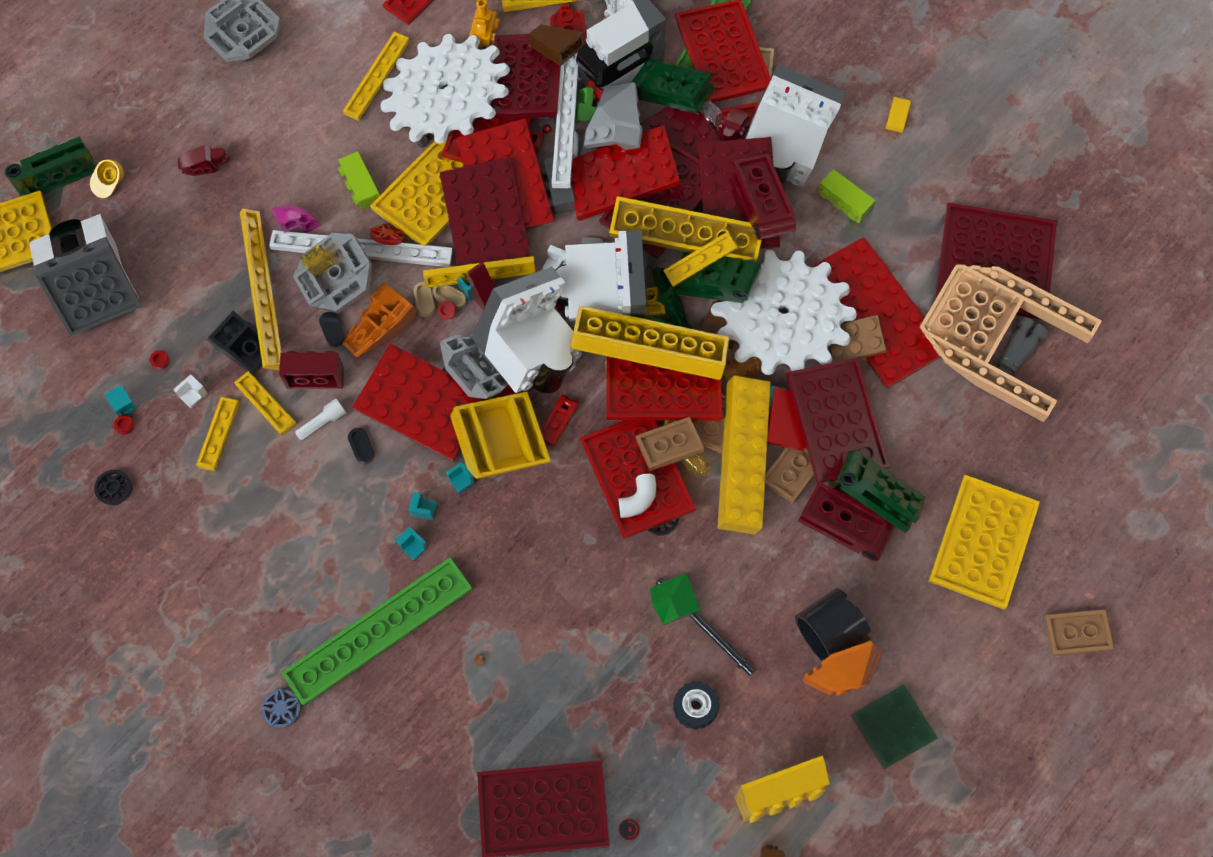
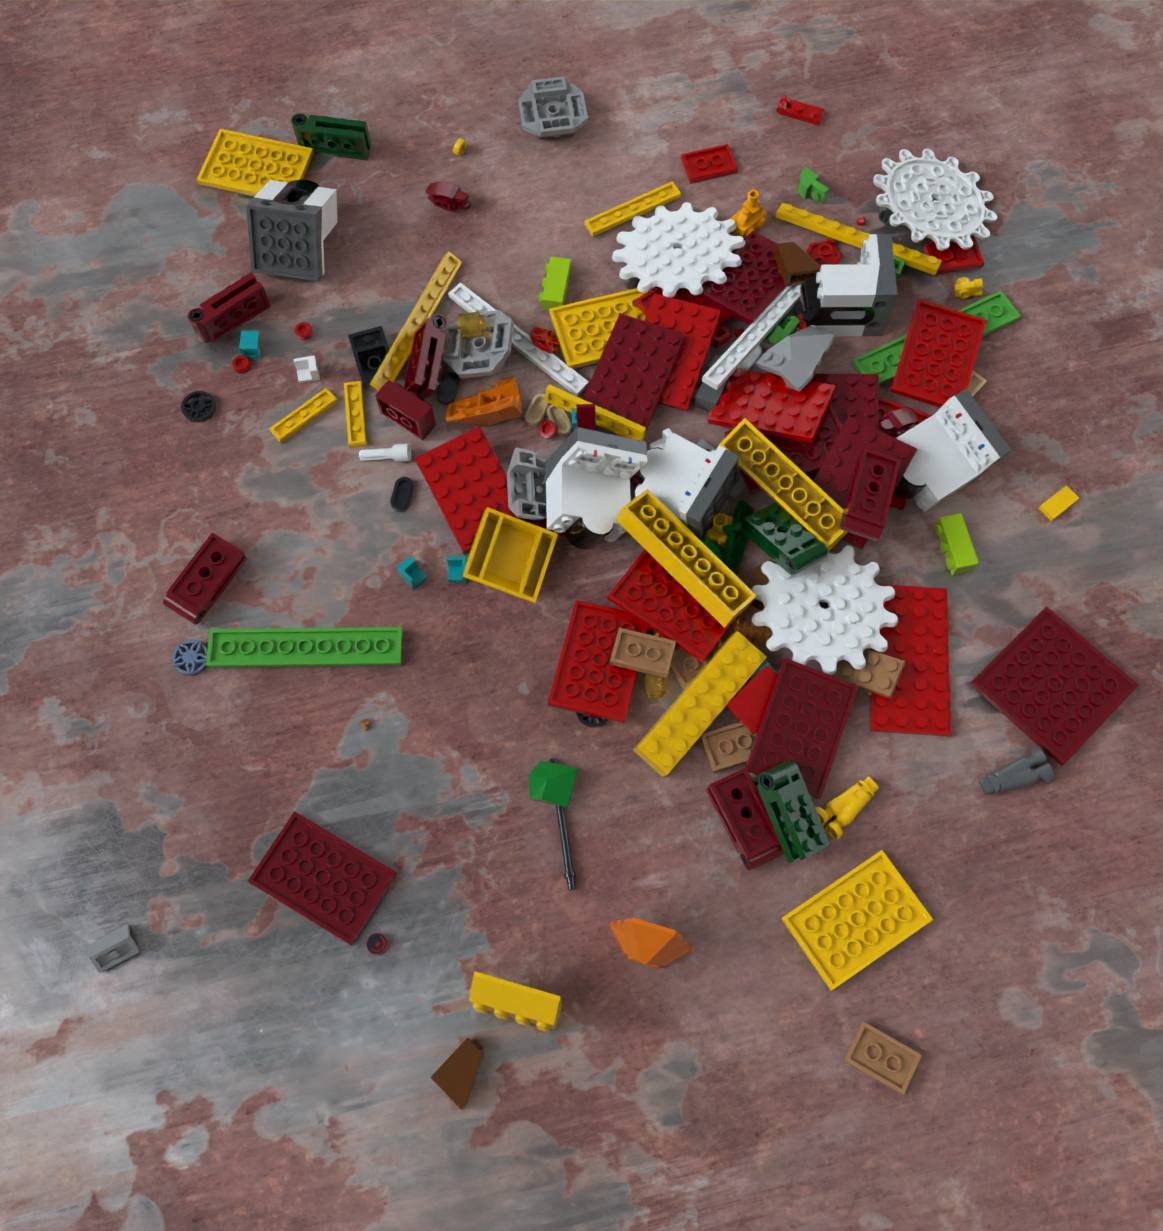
camera: 35 degrees right, 0 degrees up
(77, 382) = (229, 309): none -> dark red hinge
(106, 178) = (368, 166): yellow cap -> none
(178, 110) = (459, 147): none -> yellow tile
(242, 652) = (193, 593): none -> dark red hinge
(293, 216) = (480, 279): dark pink brick -> none
(296, 313) = (426, 357): none -> dark red hinge
(411, 543) = (381, 596): teal panel -> none
(558, 420) = (569, 575): red plate -> none
(641, 499) = (583, 682): white cylinder -> none
(673, 86) = (869, 358): dark green hinge -> none
(700, 259) = (780, 515): yellow tile -> none
(700, 693) = (505, 869): black wheel -> none
(712, 112) = (888, 398): clear plate -> none
(832, 624) = (664, 896): black brick -> none
(894, 727) = (656, 1020): clear green plate -> none
(914, 458) = (846, 806): none -> yellow piece
(974, 316) = (997, 717): light nougat wedge -> none

